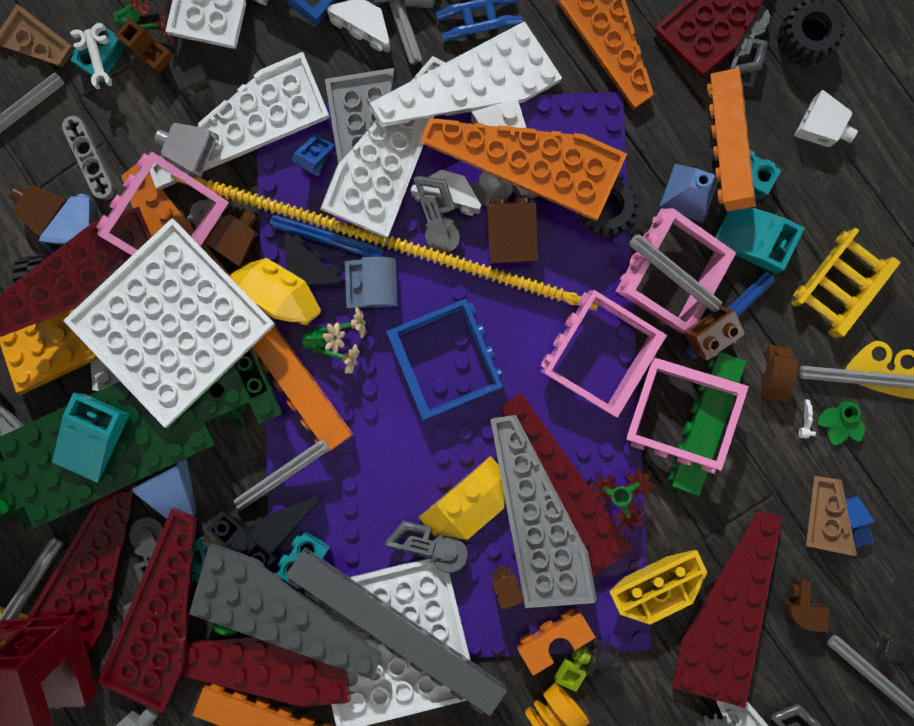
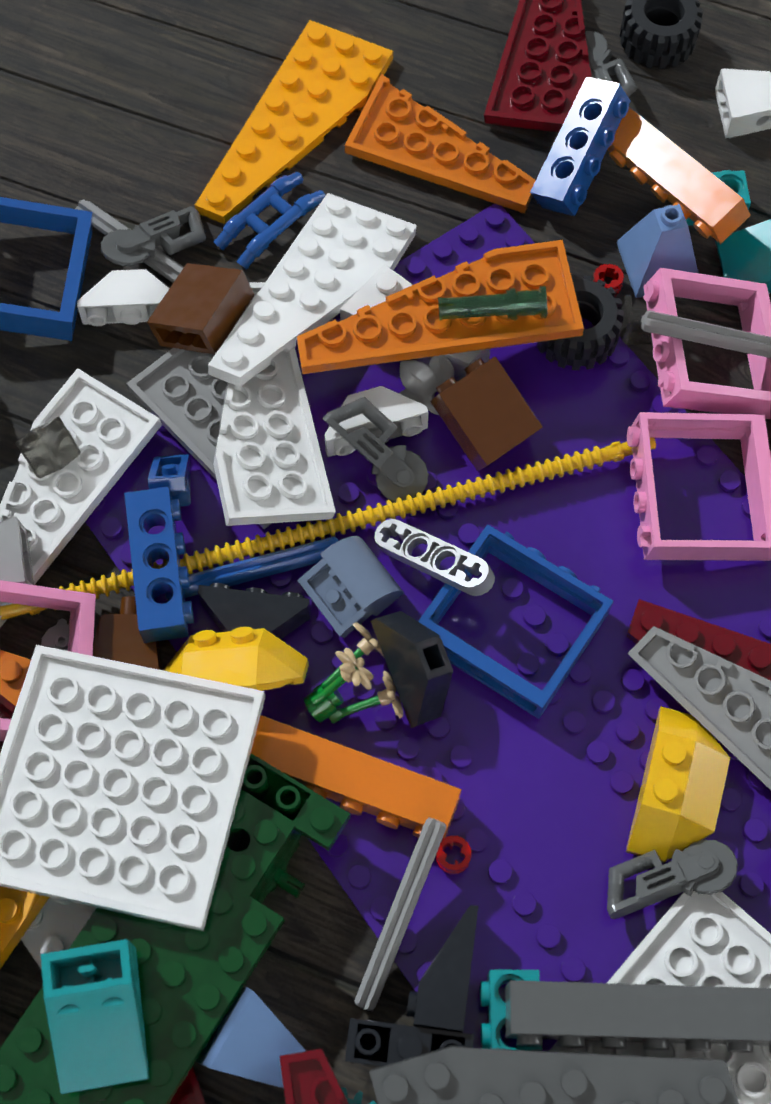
camera: 30 degrees left, 20 degrees down
(255, 94) = (48, 447): none -> clear smoke panel
(279, 170) = (143, 512): none -> blue brick
(336, 464) = (465, 853): none -> red bush
(372, 351) = (416, 665): none -> black slope
(394, 58) = (201, 308): none -> reddish brown brick
(422, 298) = (435, 553): none -> light grey beam
(563, 179) = (512, 304): none -> clear green pin
(648, 179) = (612, 271): none -> red bush
(698, 79) = (580, 146): none -> blue brick

